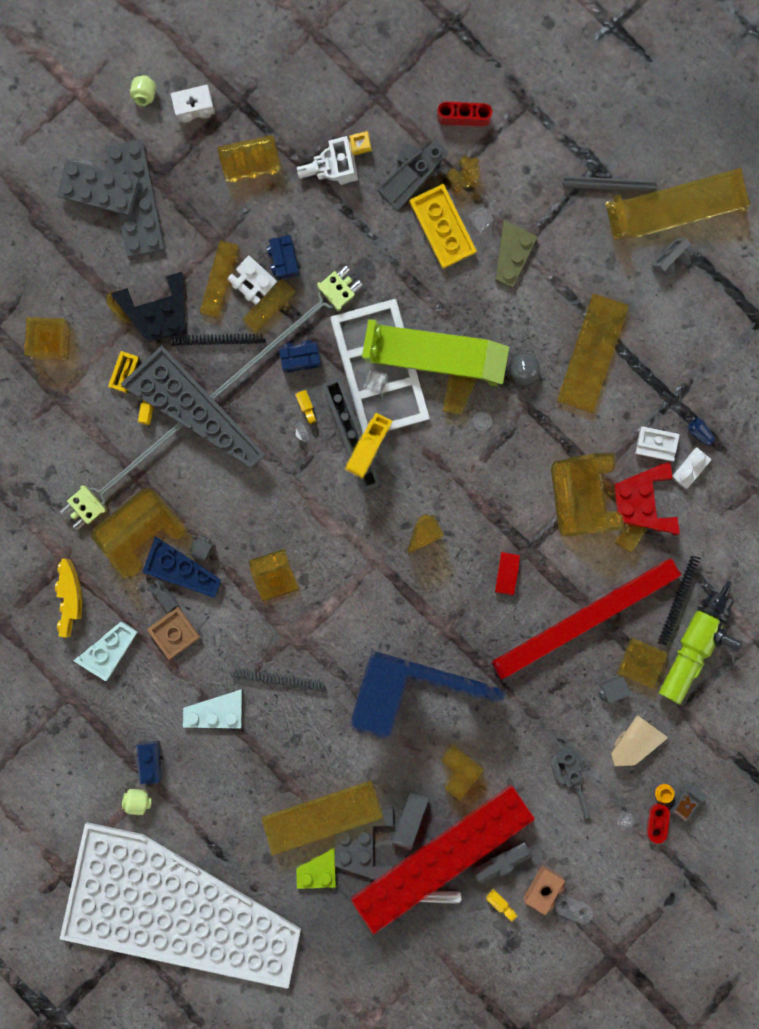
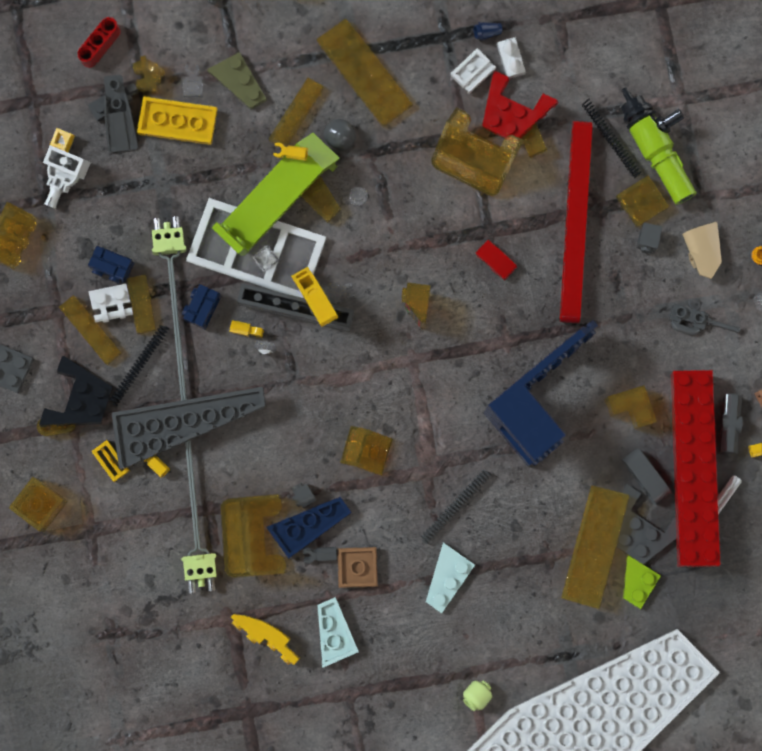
camera: 55 degrees left, 5 degrees down
(149, 762) = (451, 661): dark blue brick -> none
(478, 342) = (292, 152): none -> yellow bar
(517, 321) = (296, 112): none -> clear yellow plate

